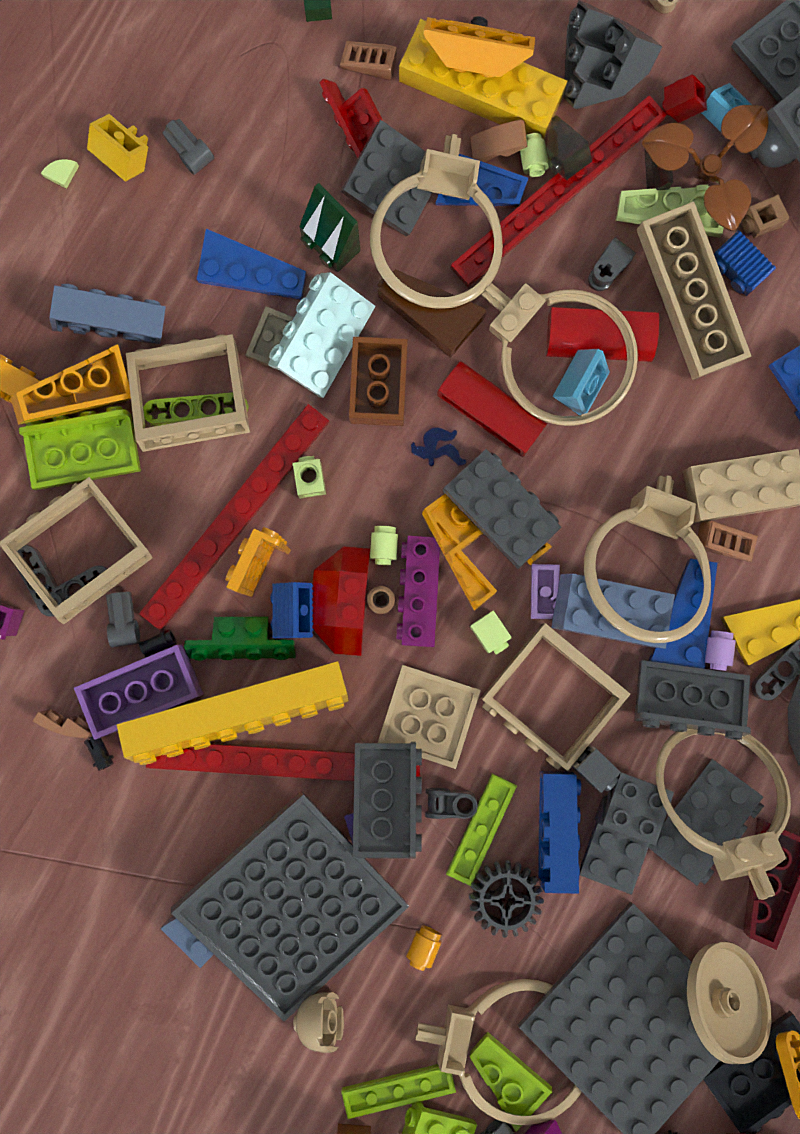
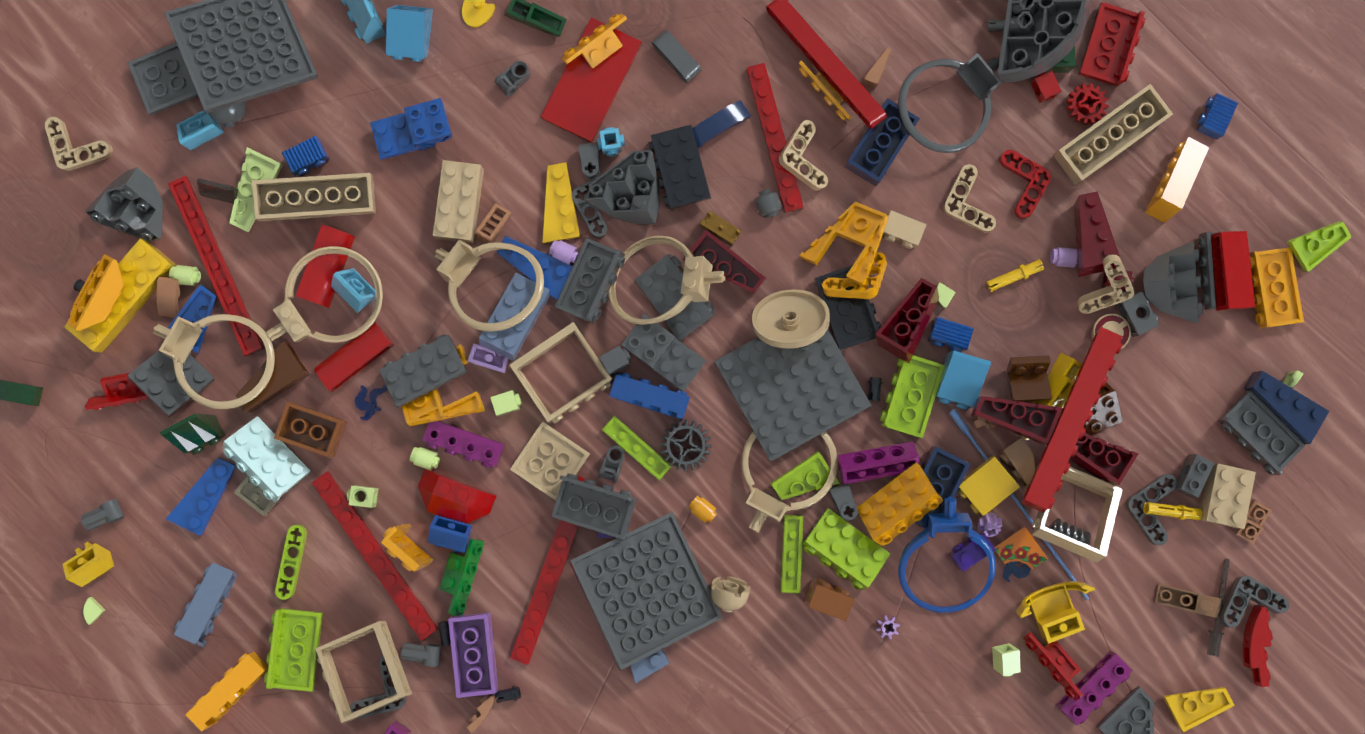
camera: 75 degrees left, 0 degrees up
(79, 388) = (251, 637): light orange wedge -> none
(191, 430) = (304, 569): tan window -> none
(233, 713) = (506, 592): yellow brick -> none
(370, 49) = (88, 367): nougat slope -> none
(381, 591) = (455, 471): medium nougat brick -> none
(566, 149) = (188, 253): clear smoke slope -> none
(611, 263) = (277, 243): dark grey piece -> none
(671, 147) = (213, 129): dark orange plant -> none
(684, 98) = (178, 160): red brick -> none
(770, 211) = (274, 126): medium nougat brick -> none

